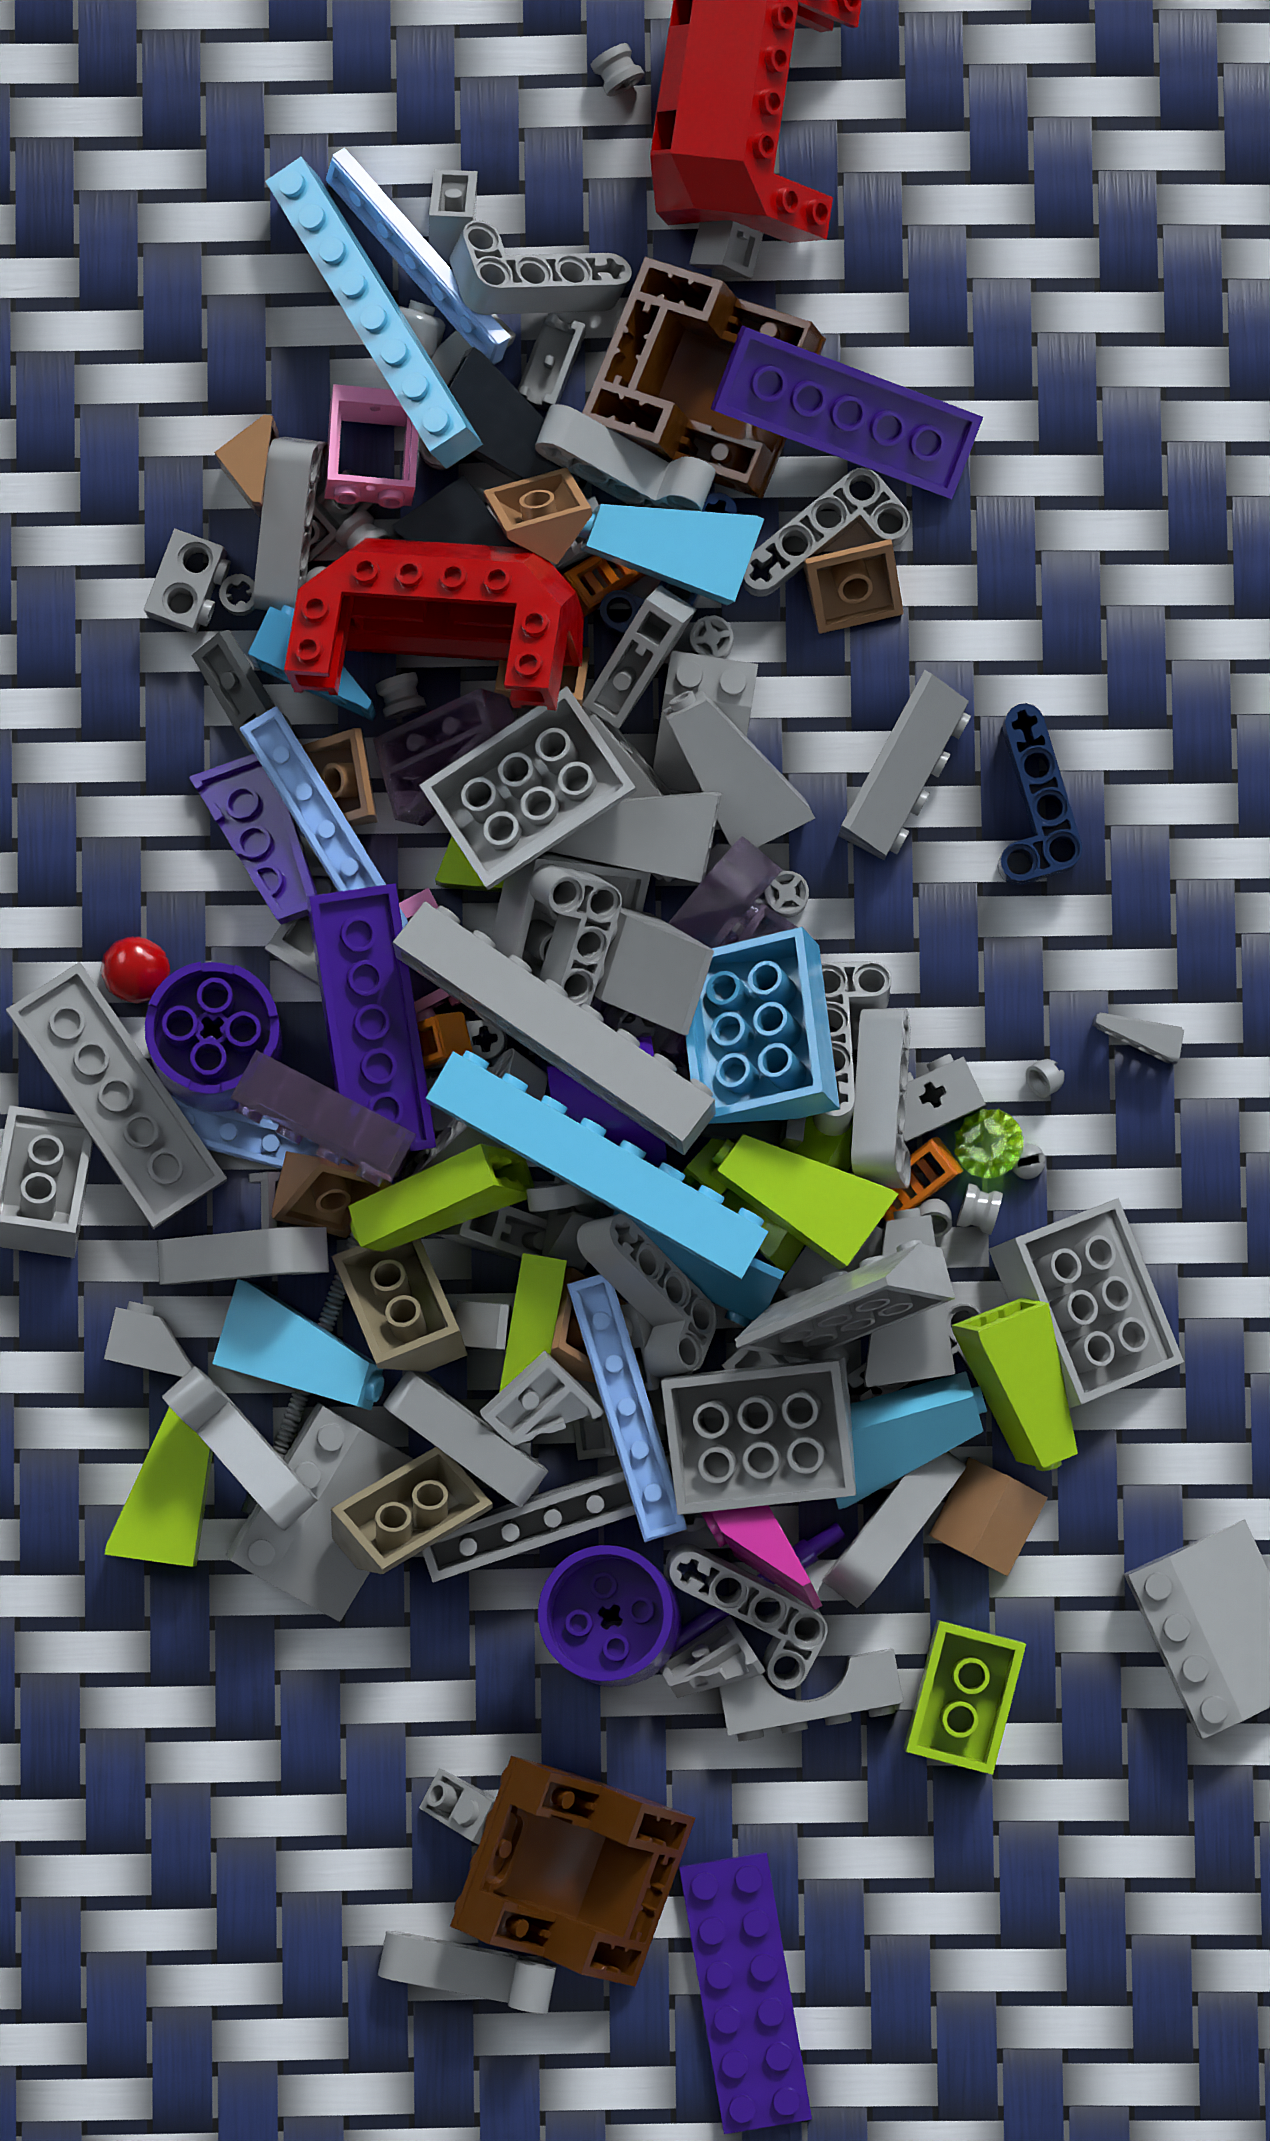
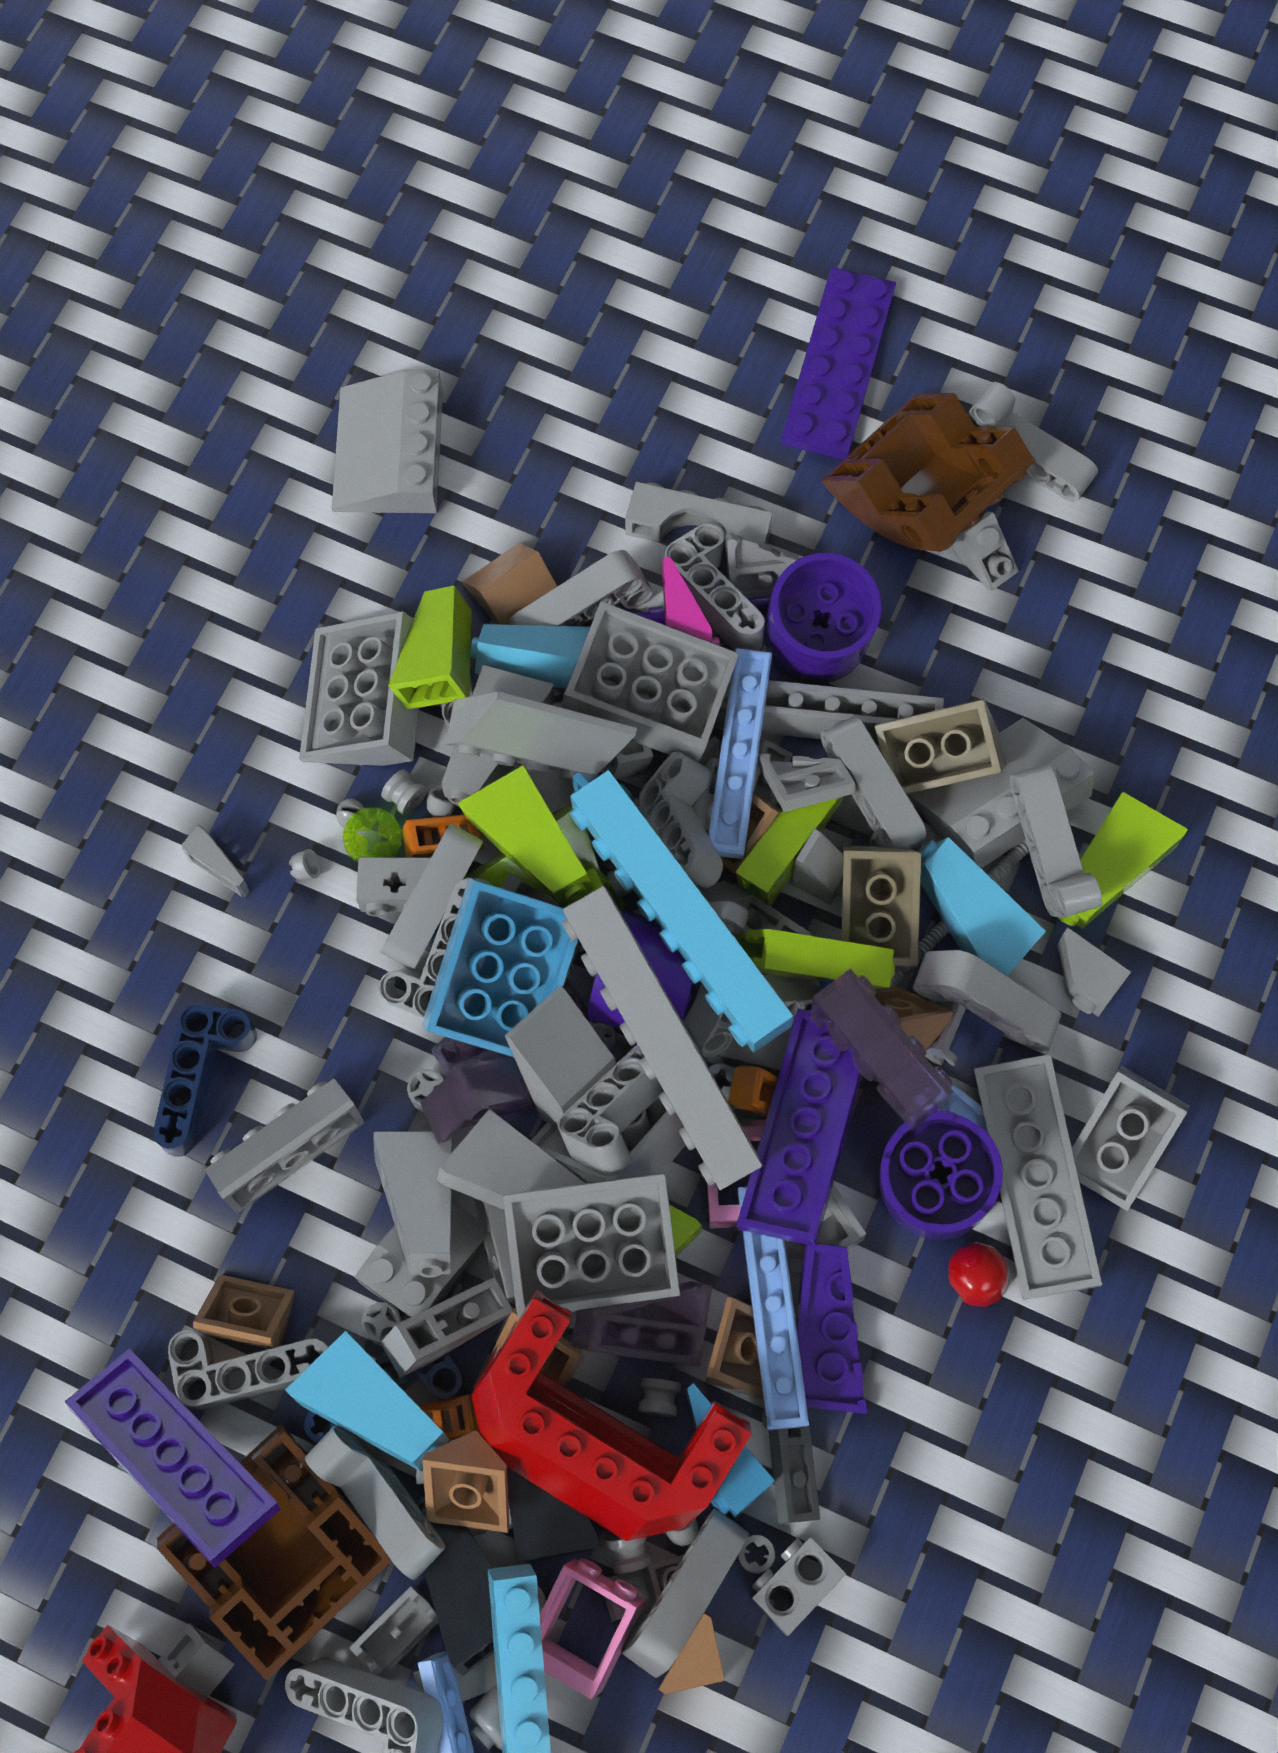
camera: 155 degrees left, 15 degrees down
(964, 1697) = (590, 470): lime brick -> none

